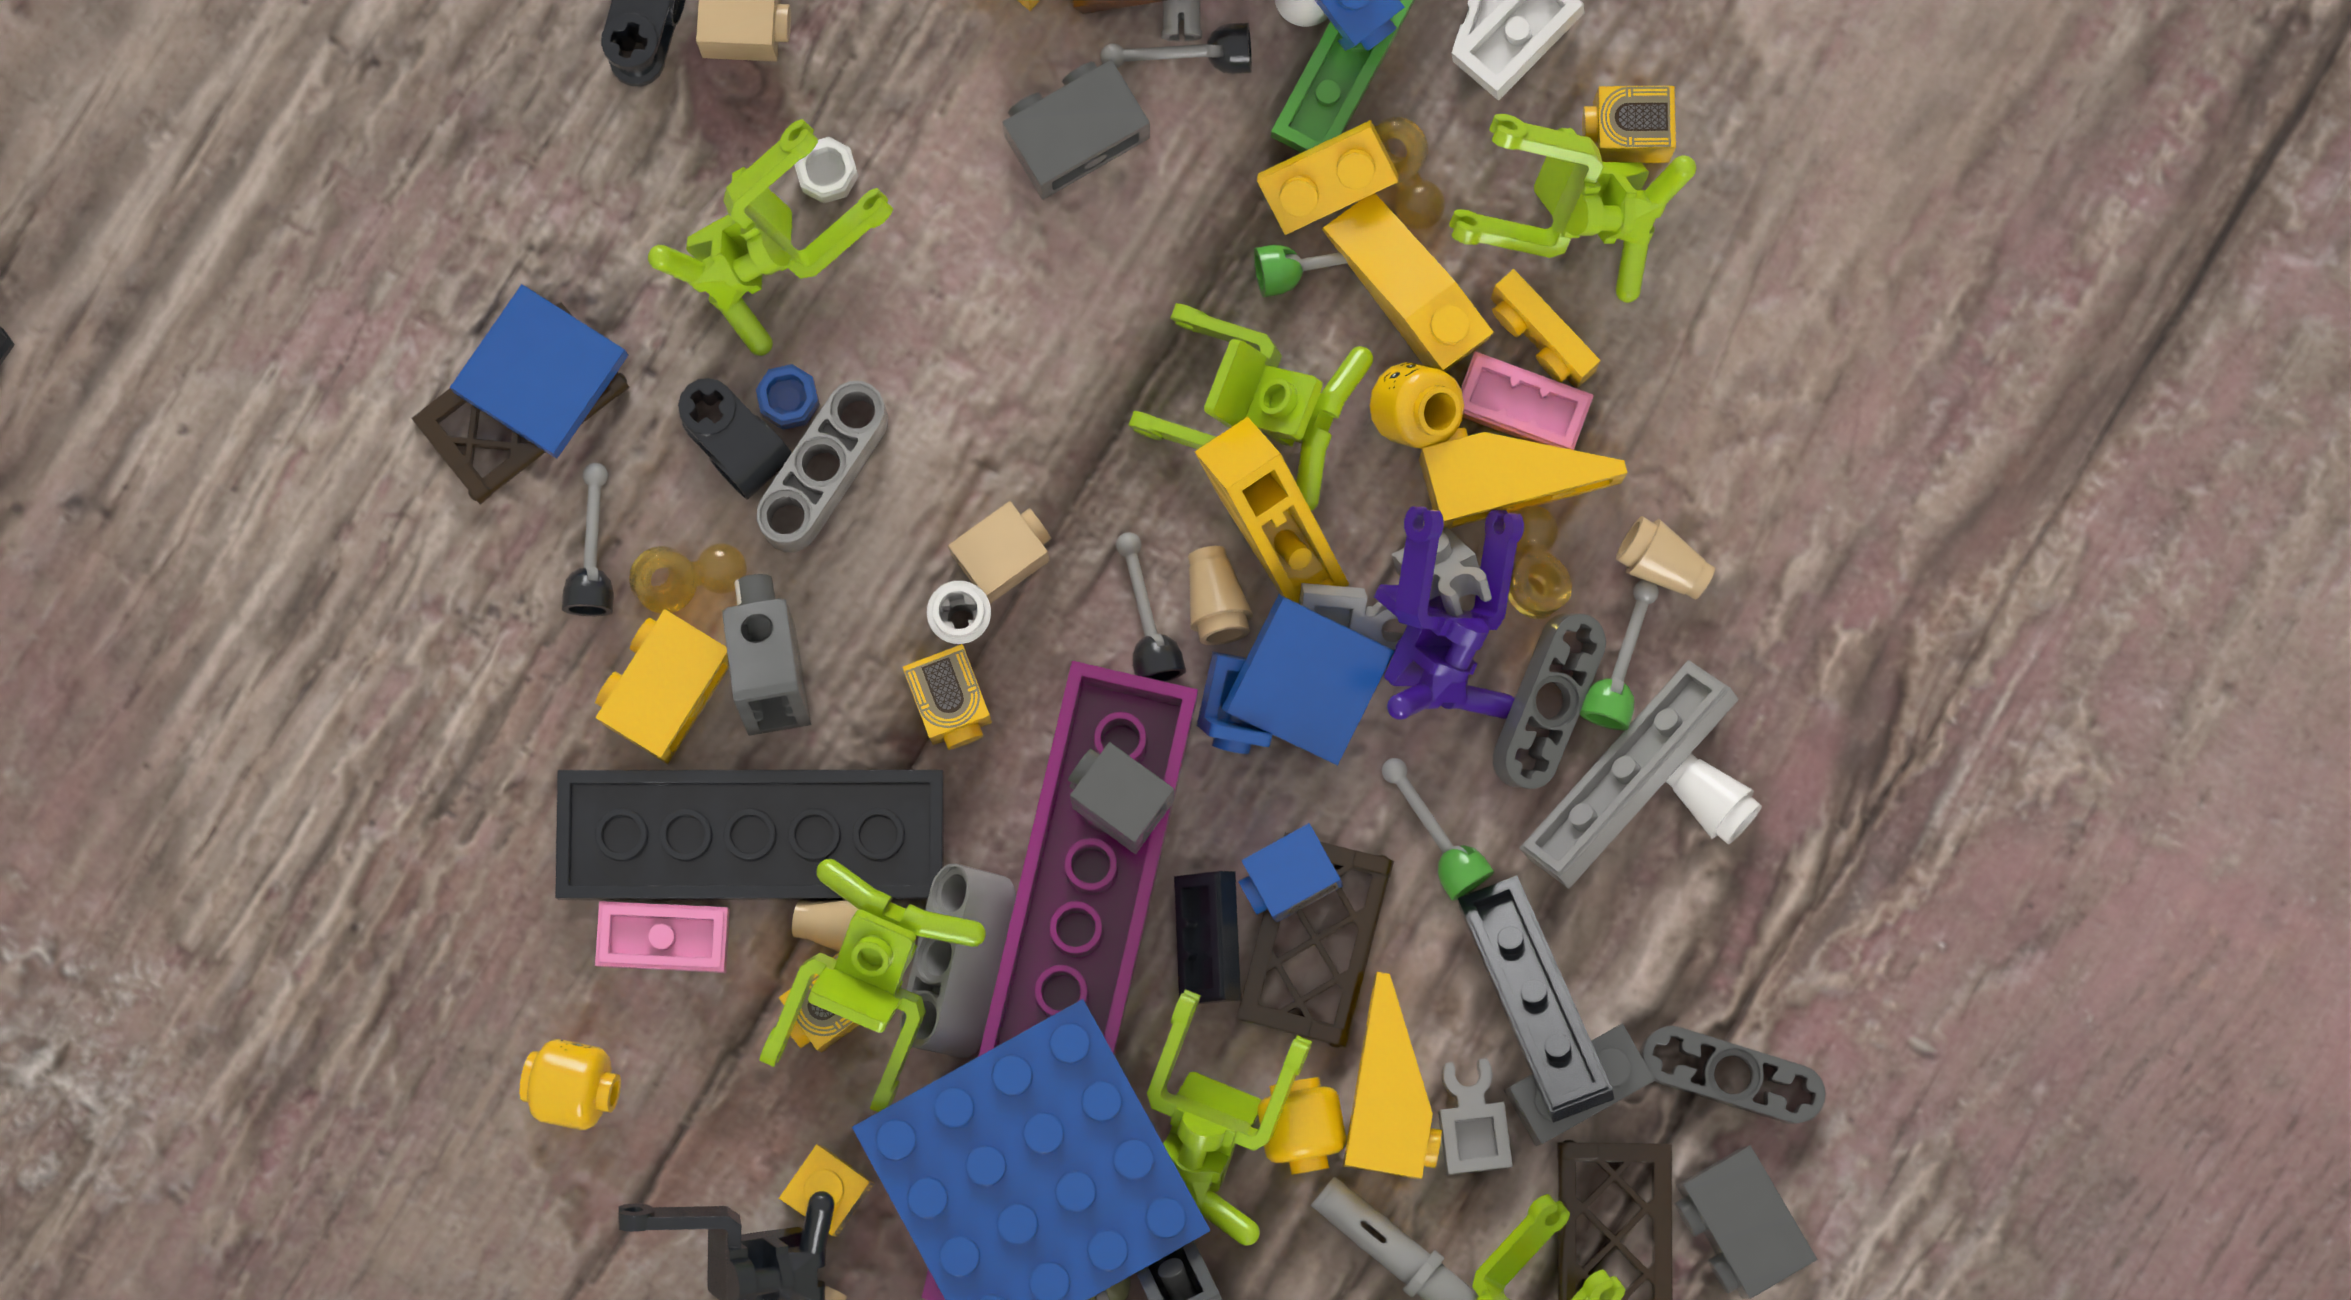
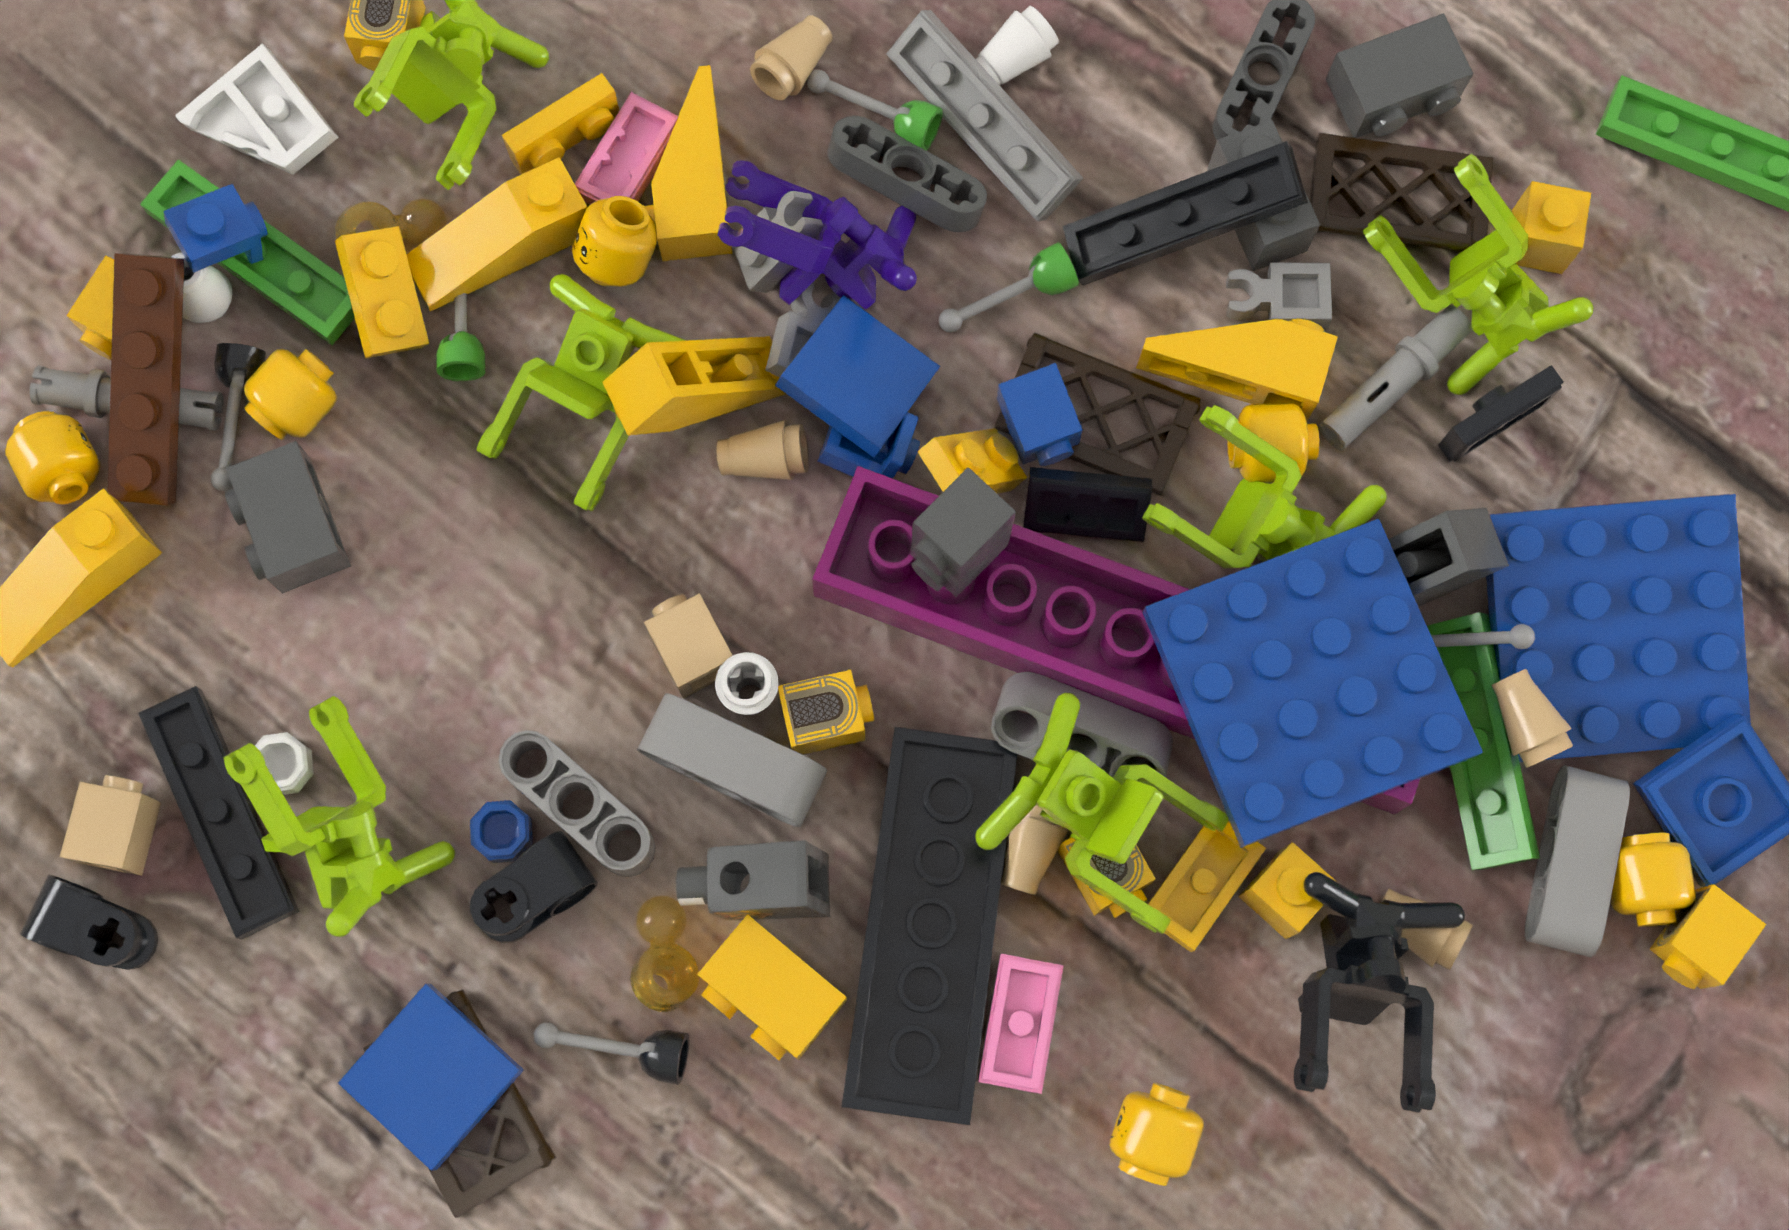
camera: 85 degrees left, 5 degrees down
(811, 90) = (218, 813): none -> black tile
(818, 1100) = (1203, 883): none -> yellow plate
(888, 612) = (732, 760): none -> light grey beam
(1155, 654) = (811, 516): hinge -> none
(1207, 105) = (290, 393): none -> yellow head
(1225, 810) = (983, 451): none -> yellow plate
(1538, 579) = (796, 161): clear yellow plate -> none

